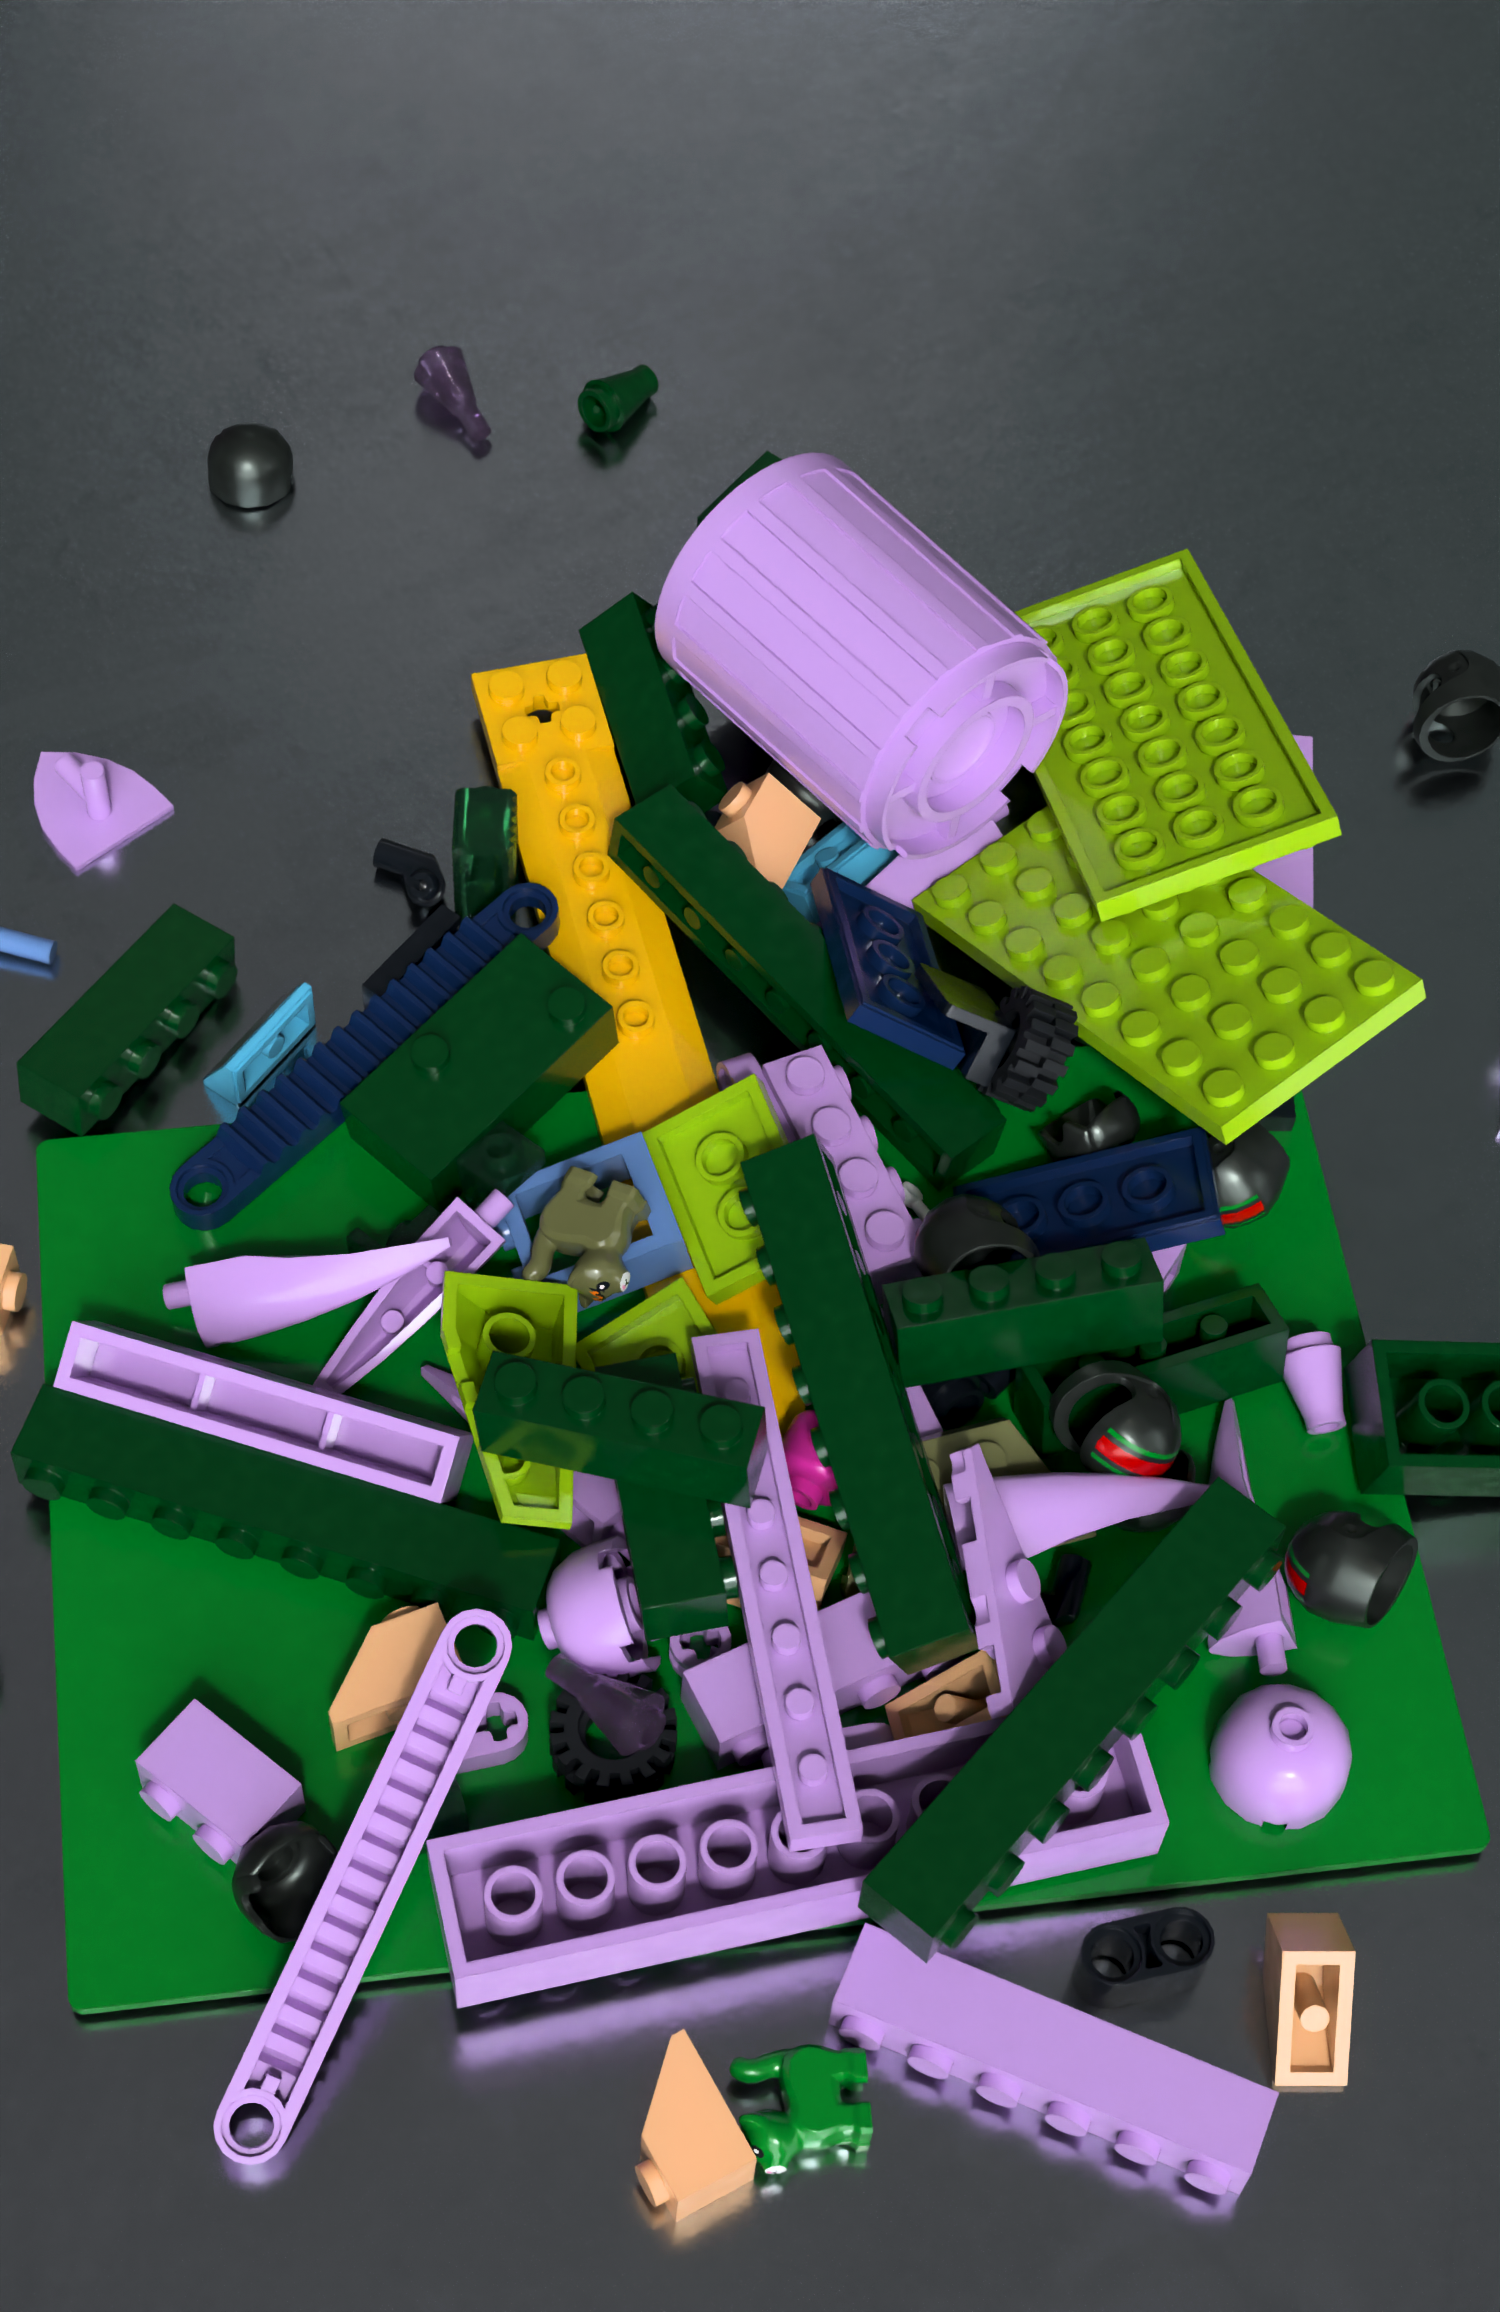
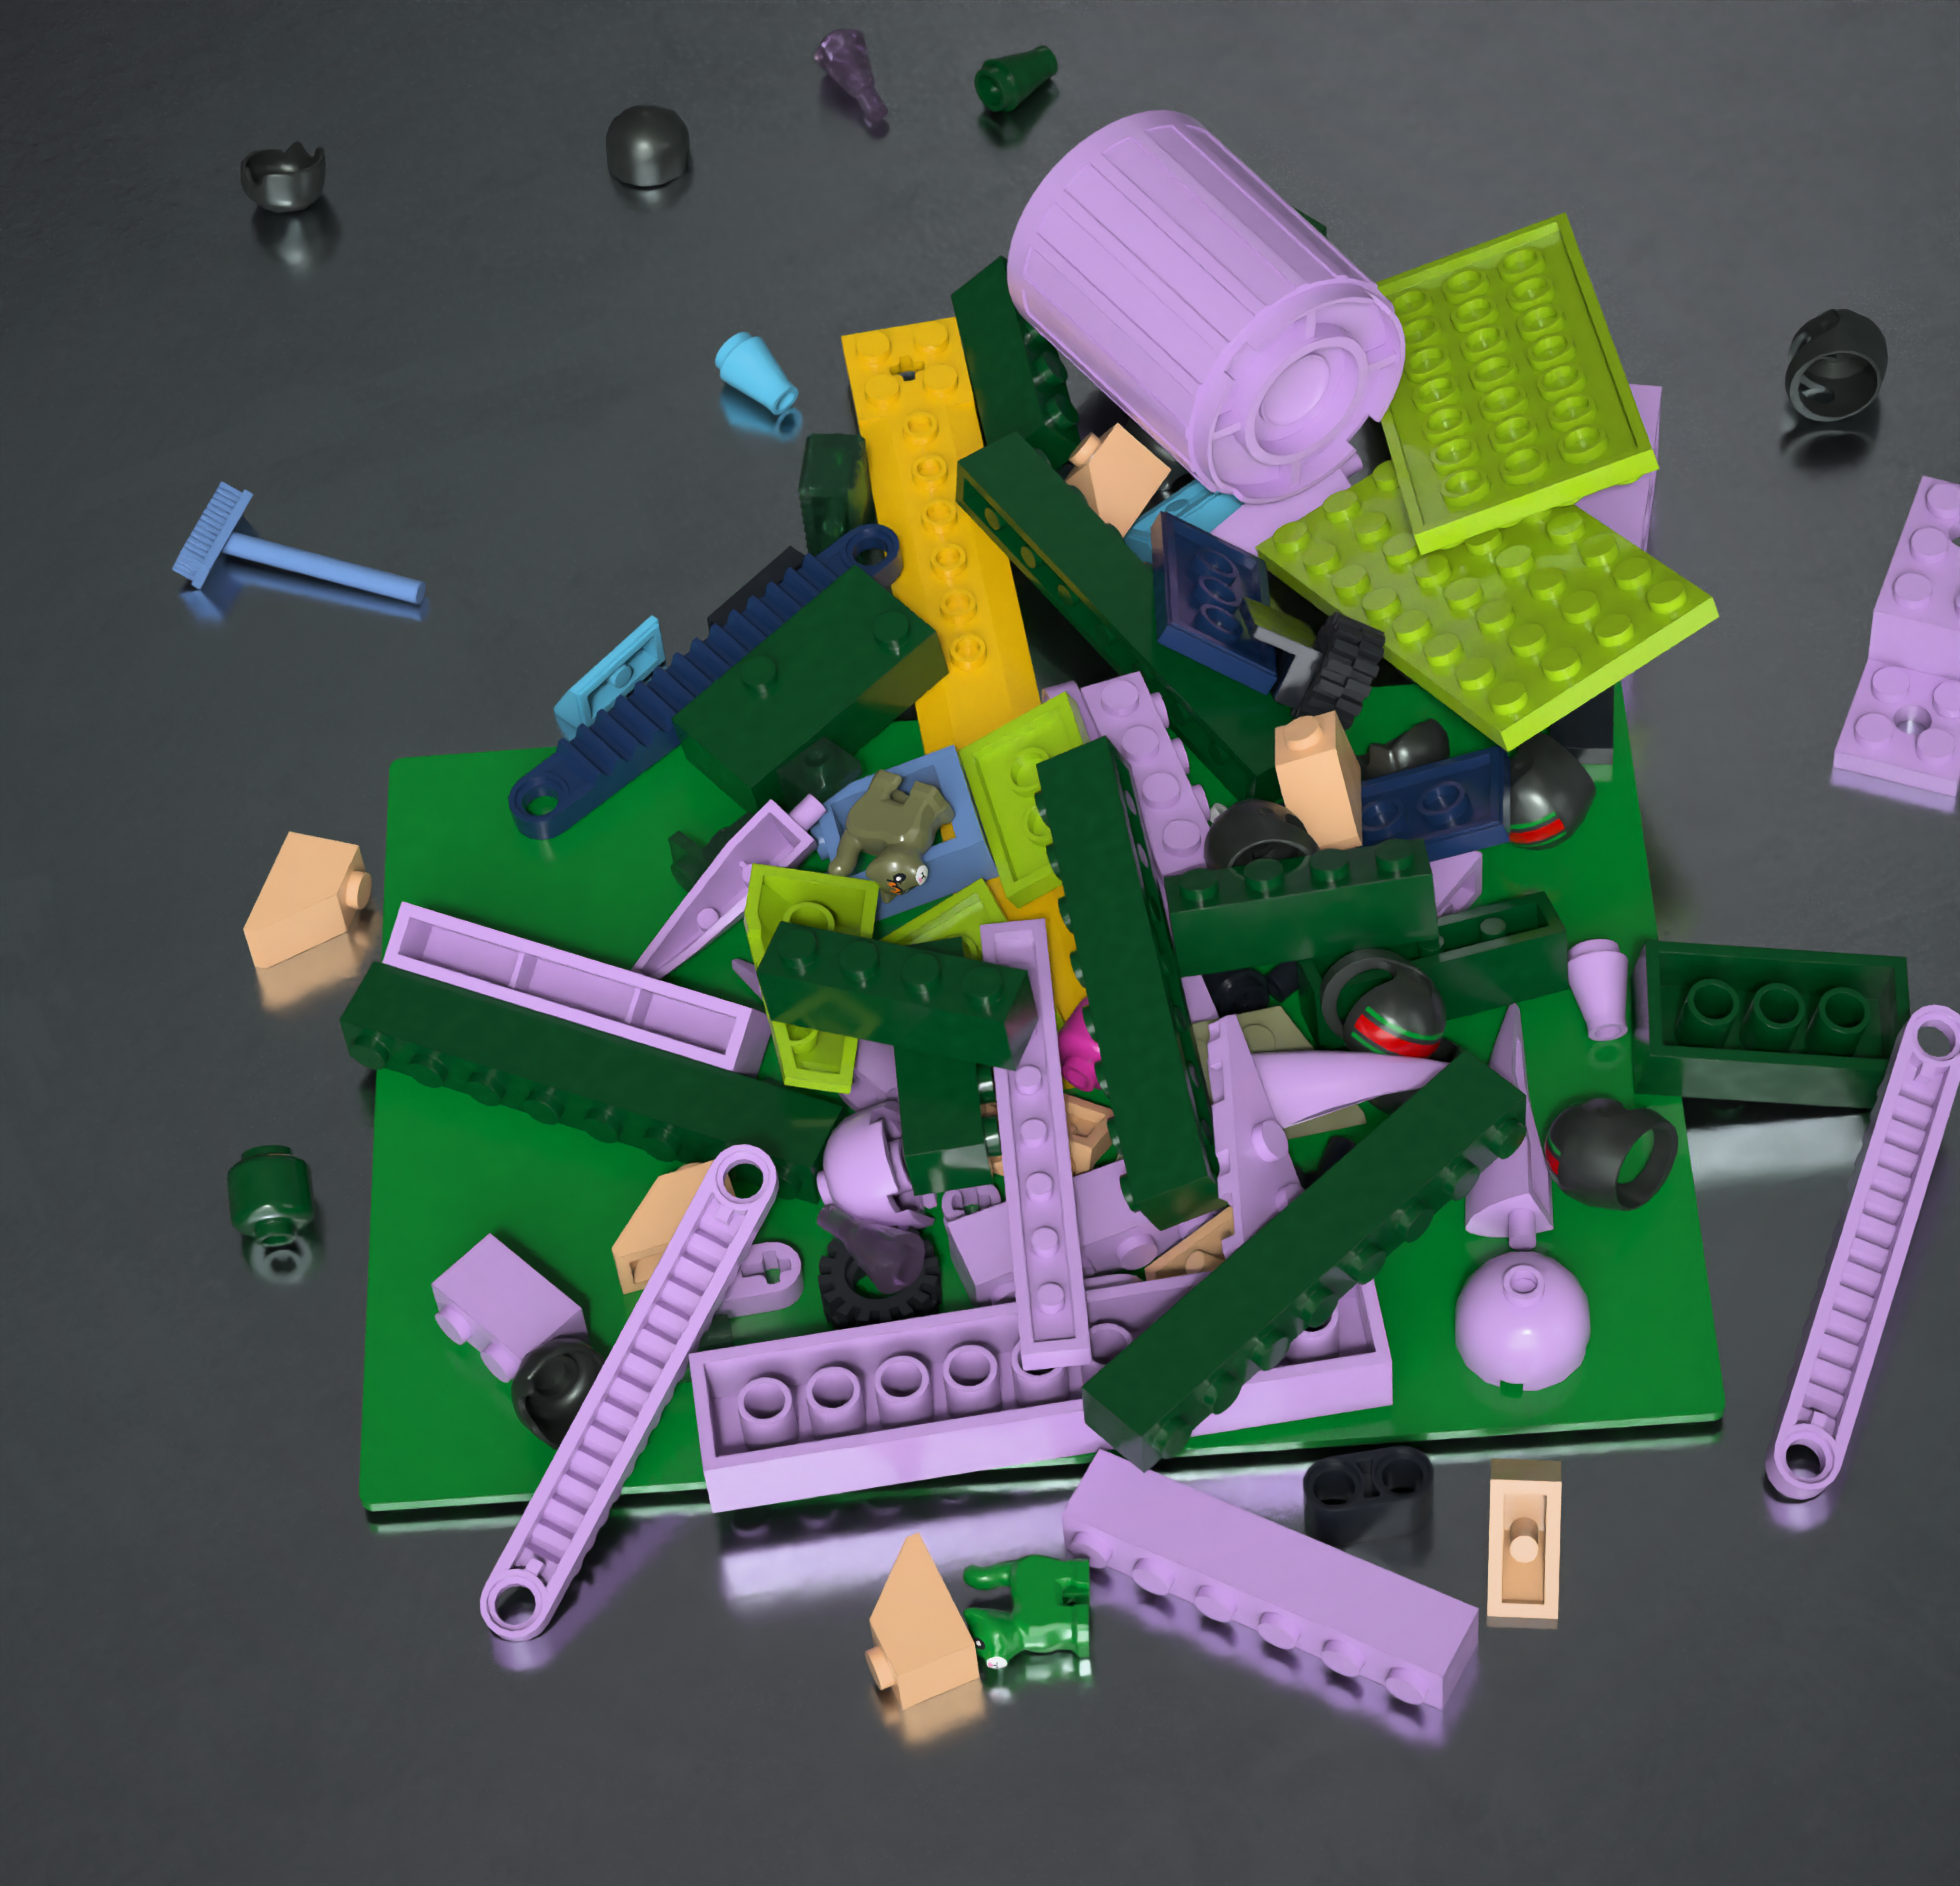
camera: 15 degrees right, 5 degrees down
(92, 804) = (469, 460): lavender shield -> none
(127, 1020) = (483, 649): dark green brick -> none
(268, 1293) = (589, 887): lavender piece -> none
(382, 709) = (752, 369): none -> medium azure cone
(418, 870) = (775, 518): black arm -> none
(1022, 1167) = (1321, 779): none -> light nougat slope

